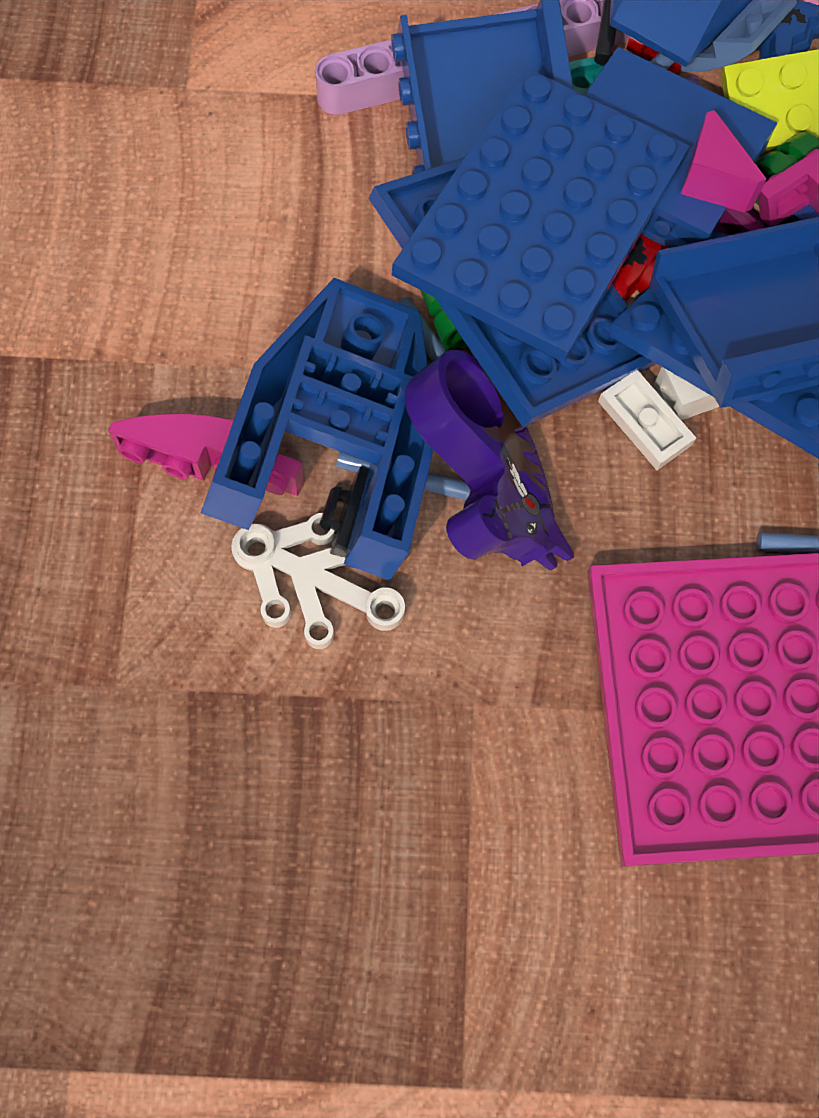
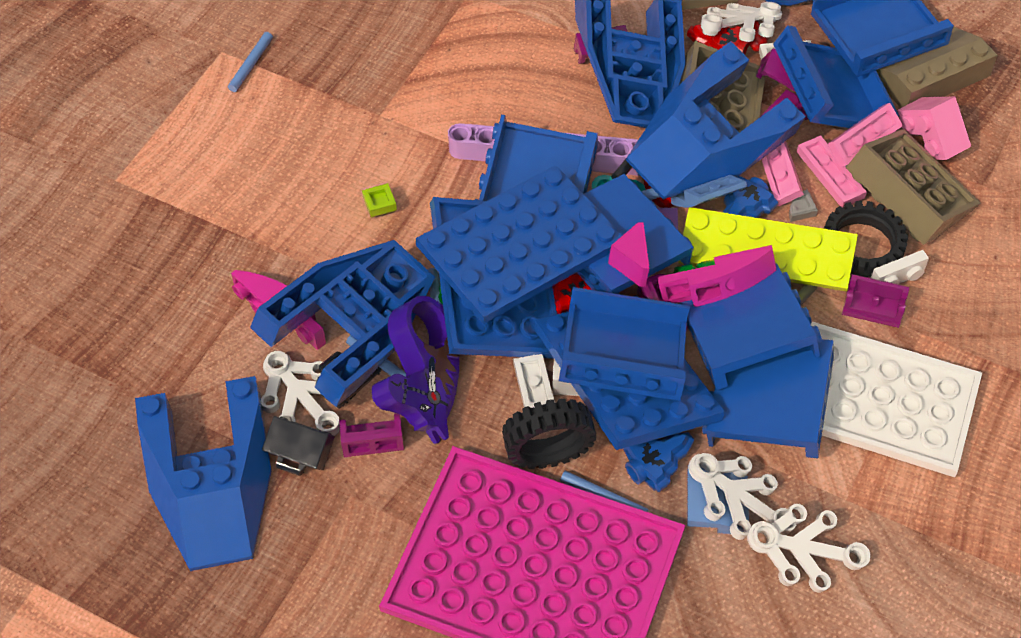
camera: 30 degrees right, 15 degrees down
(265, 222) = (379, 200): none -> lime plate
(267, 798) = (212, 495): none -> blue wedge
(361, 664) = (298, 444): none -> black piece
(460, 598) = (371, 437): none -> magenta hinge
(736, 492) = (545, 418): none -> black tyre

